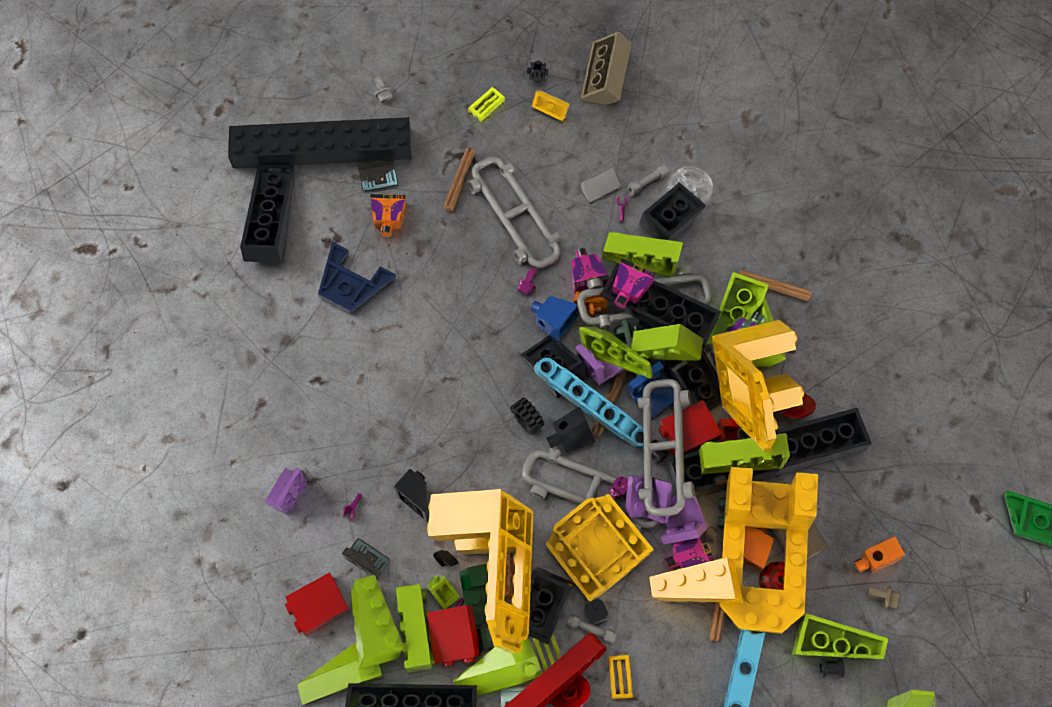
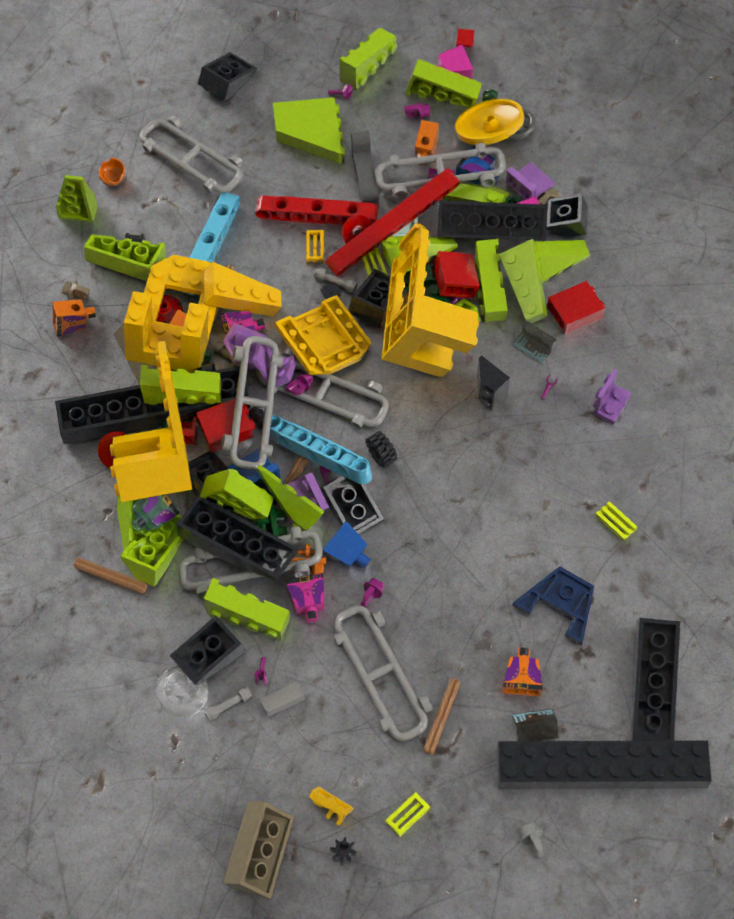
camera: 175 degrees left, 5 degrees down
(281, 352) = (628, 529): none -> neon yellow tile
(571, 431) = (341, 430): black torso -> none
(631, 282) = (265, 549): torso -> none

